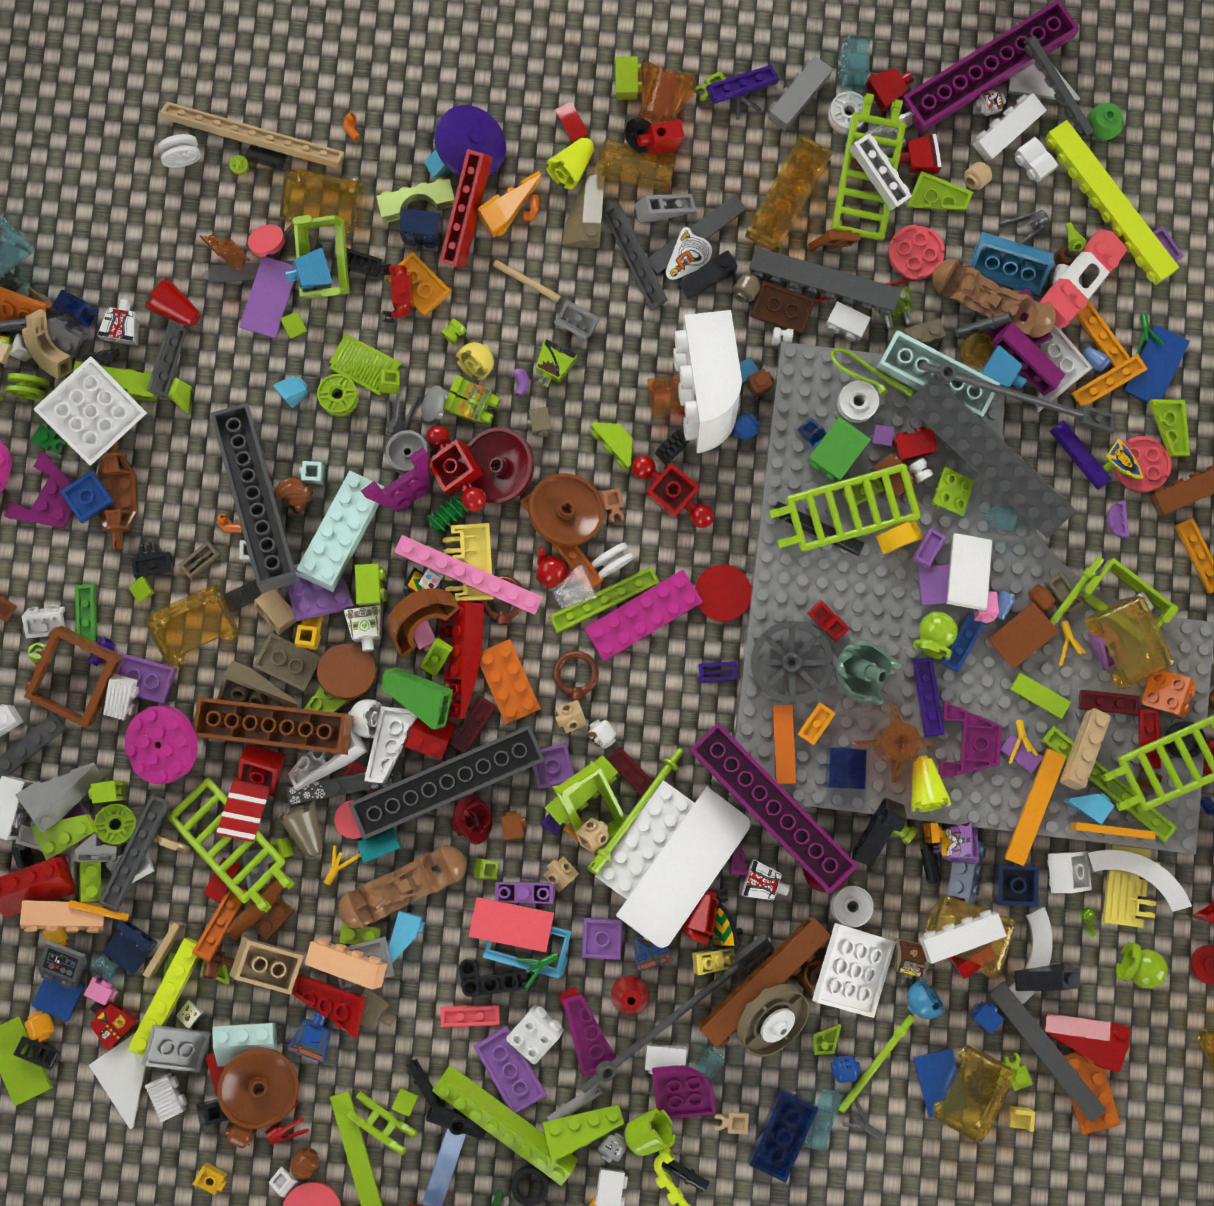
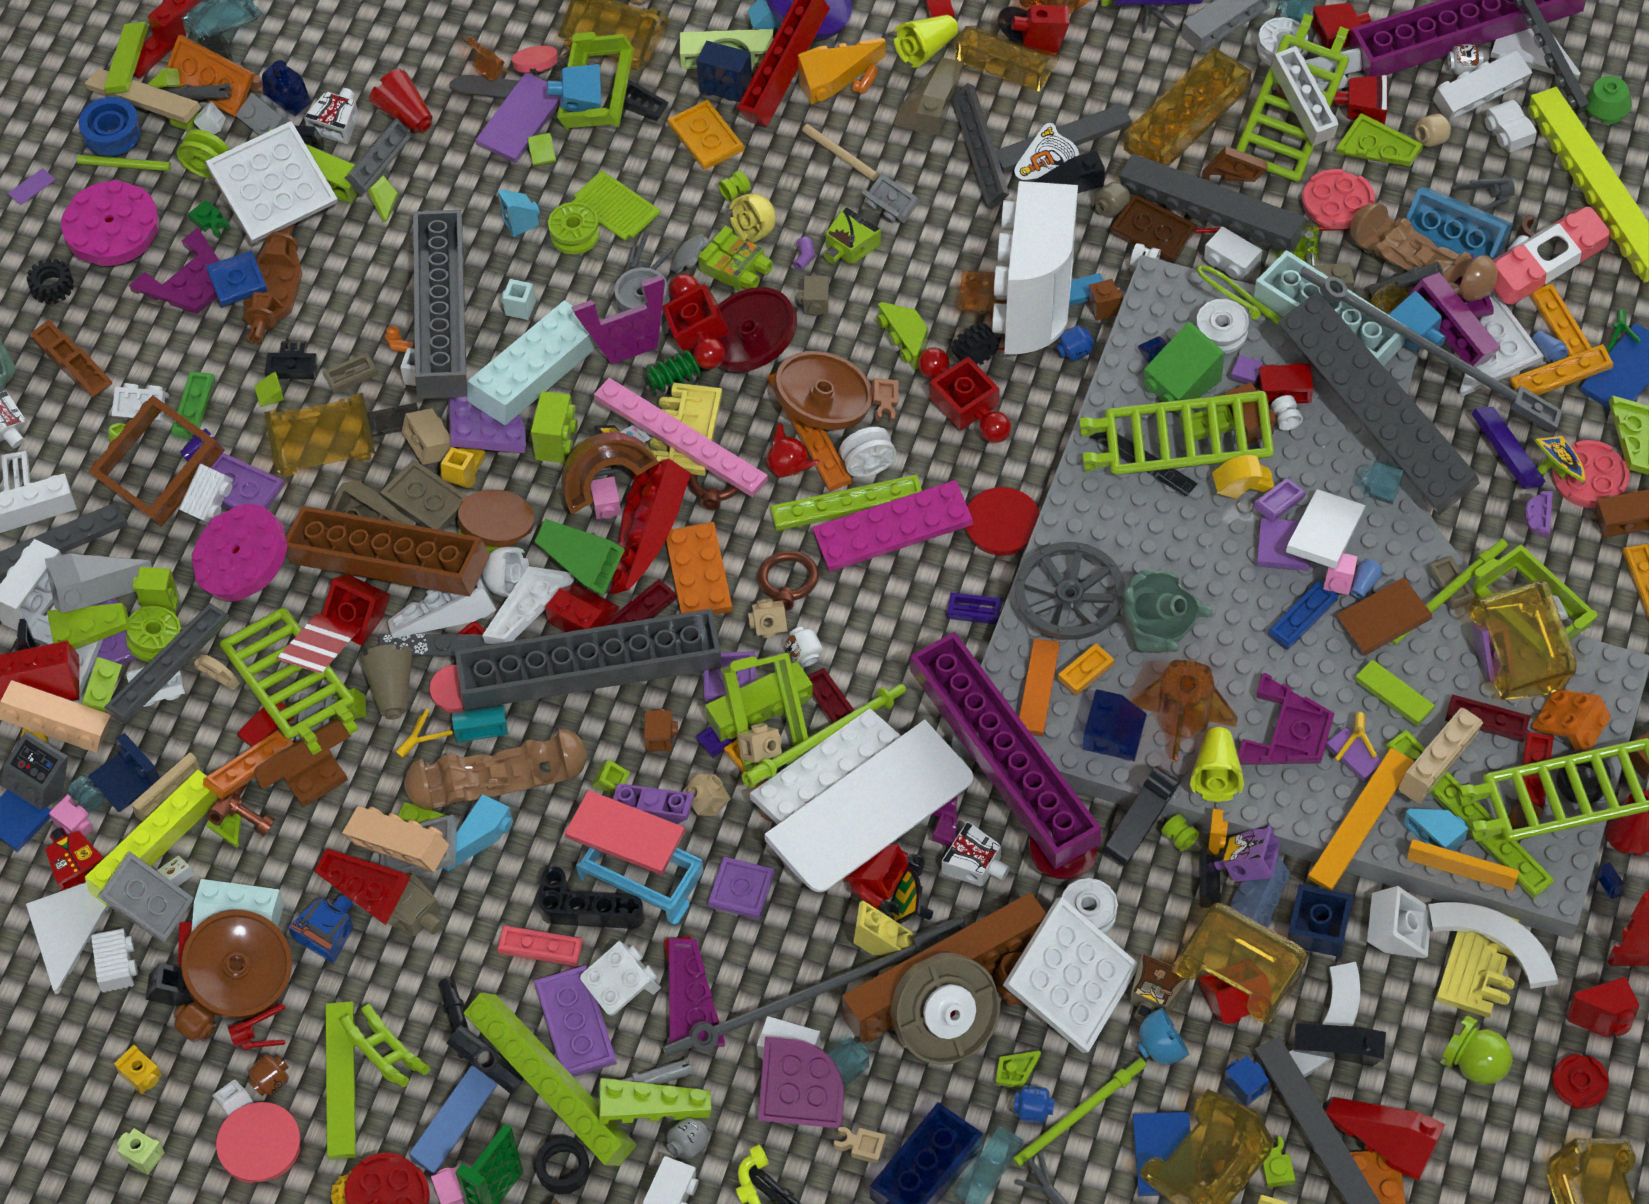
camera: 20 degrees right, 25 degrees down
(42, 348) = (232, 110): tan arch -> none
(91, 853) = (114, 646): light grey slope -> none
(98, 910) = (100, 716): light orange bar -> none
(266, 965) = (293, 820): tan brick -> none
(294, 494) = (488, 316): dark orange hair -> none
(365, 625) = (535, 472): white torso -> none
(389, 381) = (639, 223): lime slope -> none
(401, 291) = (680, 133): red torso -> none
(404, 1102) = (423, 1032): lime slope -> none
(436, 657) = (615, 518): lime plate -> none
(472, 819) = (608, 707): dark red hat -> none
(540, 964) = (658, 882): green plant -> none
(575, 588) = (812, 476): clear wing -> none
(630, 987) = (760, 959): red cone -> none
(649, 955) = (801, 911): torso -> none
(649, 1133) = (741, 1122): lime cylinder -> none
(661, 207) = (1028, 101): light grey slope -> none
(828, 621) = (1127, 556): red slope -> none
(928, 697) = (1243, 668): dark purple tile -> none
(936, 634) = (1265, 593): lime tile -> none
(953, 491) = (1324, 443): lime hinge -> none
(962, 937) = (1225, 943): white brick -> none
(1041, 598) = (1418, 578): dark orange brick -> none
(1069, 637) = (1447, 632): yellow plant -> none
(1075, 240) = (1544, 213): lime cone -> none
(1087, 914) = (1413, 985): clear neon green hand -> none

